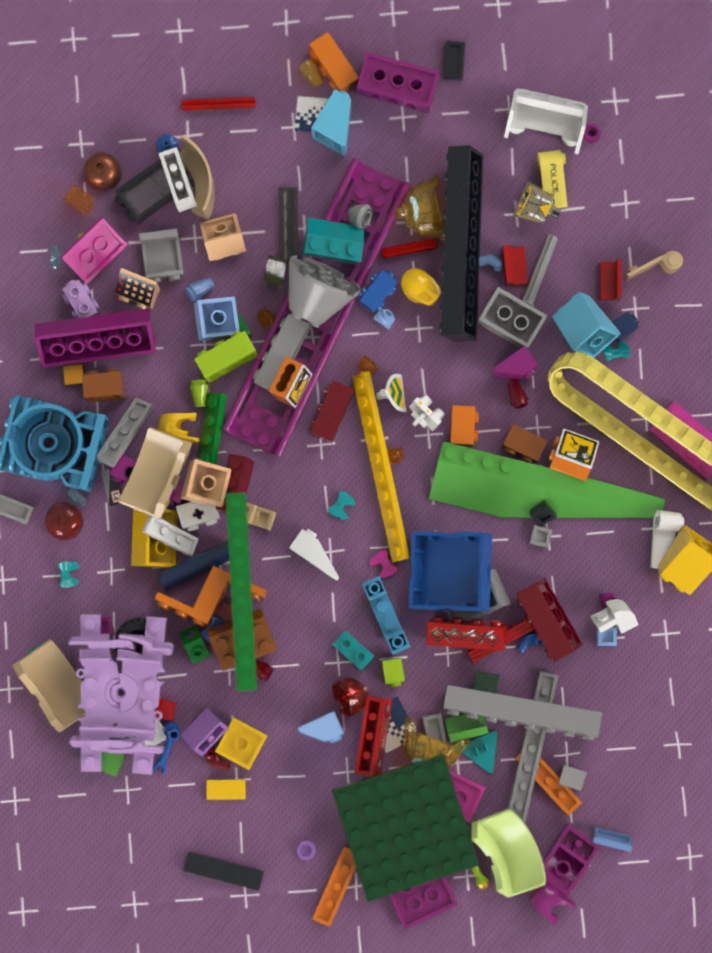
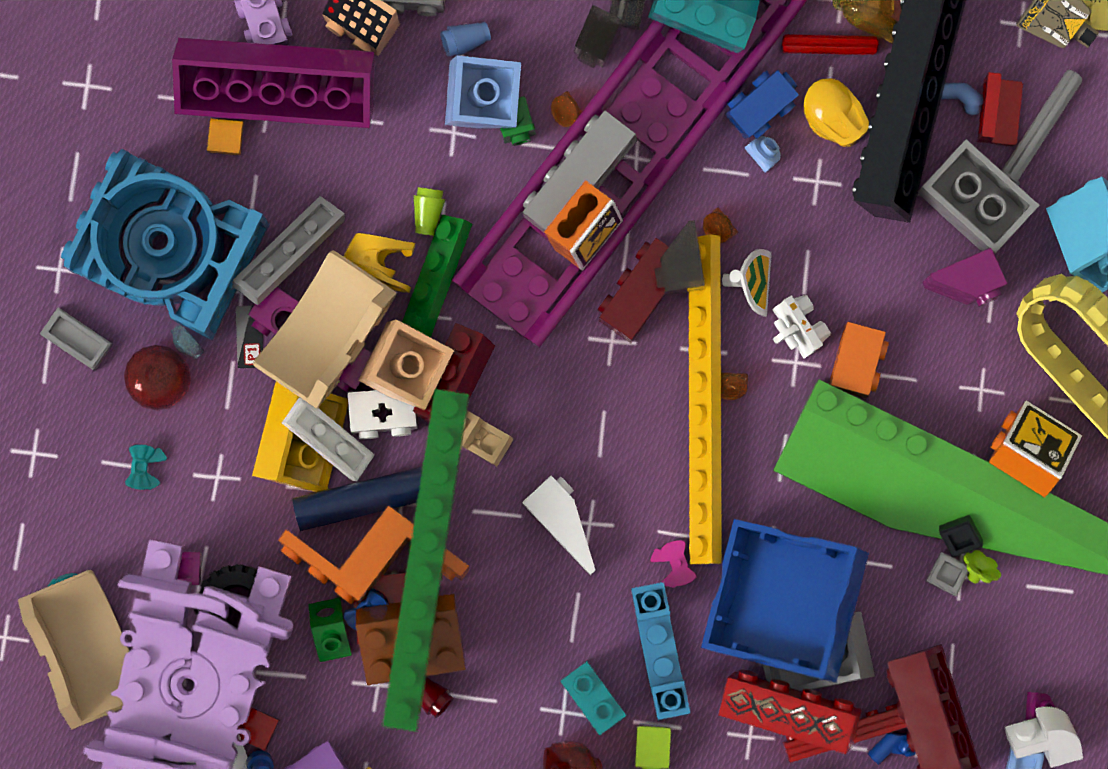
camera: 15 degrees right, 0 degrees up
(104, 386) = (271, 166): dark orange brick -> none
(226, 356) = (485, 159): lime slope -> none
(317, 290) = (661, 81): light grey cone -> none
(337, 509) = (615, 455): teal piece -> none
(350, 392) = (681, 264): none -> clear smoke slope
(517, 395) = (959, 328): dark red cone -> none
(524, 444) = (953, 413): dark orange brick -> none
(558, 529) = (981, 567): none -> lime plant

